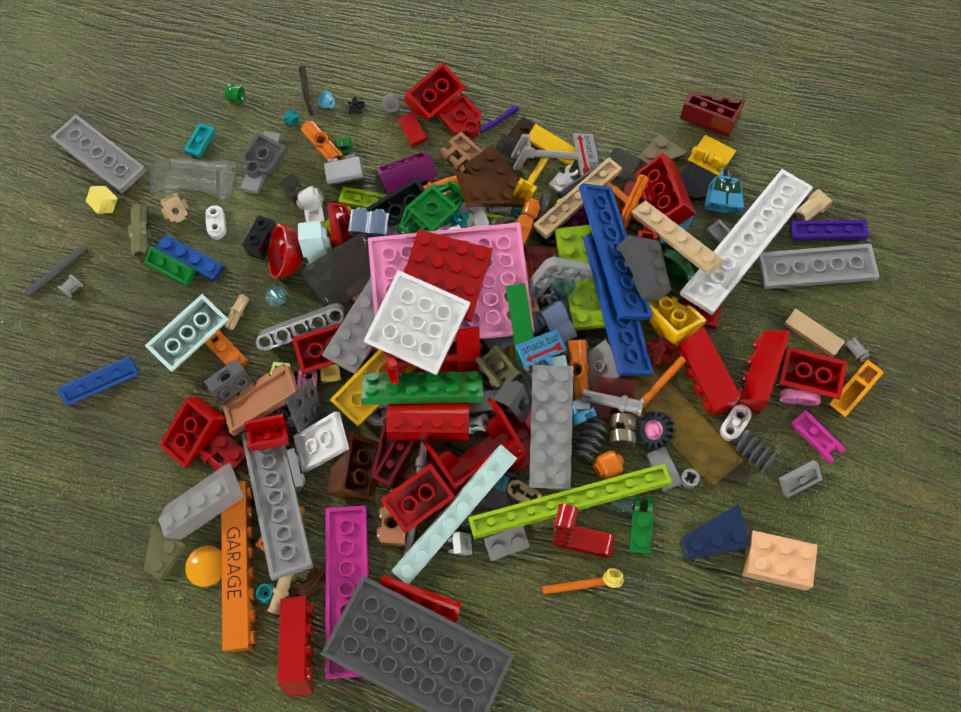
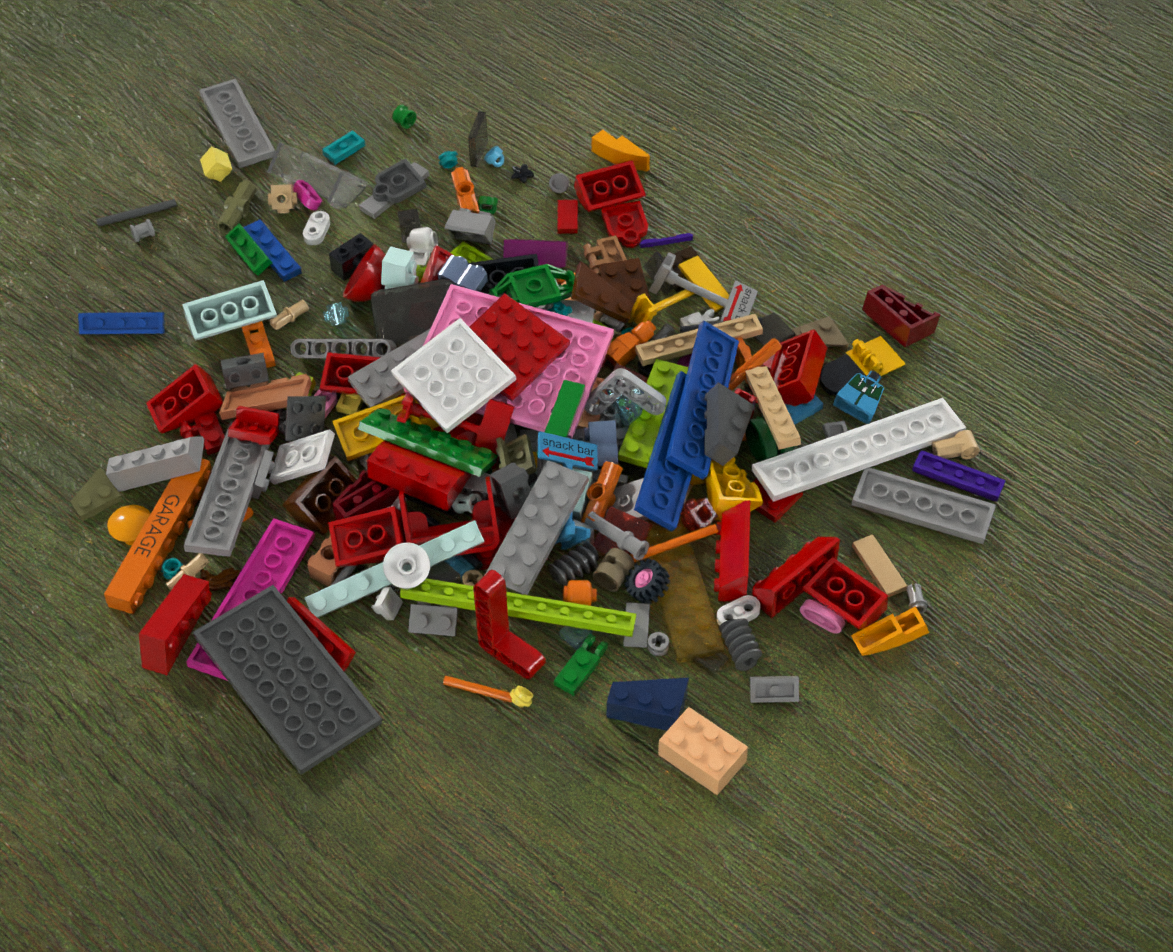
camera: 20 degrees right, 15 degrees down
(192, 196) = (307, 195): none -> dark pink beam
(423, 56) = (619, 150): none -> light orange slope
(476, 519) = (406, 554): none -> white dish
(816, 435) = (818, 658): dark pink hinge -> none

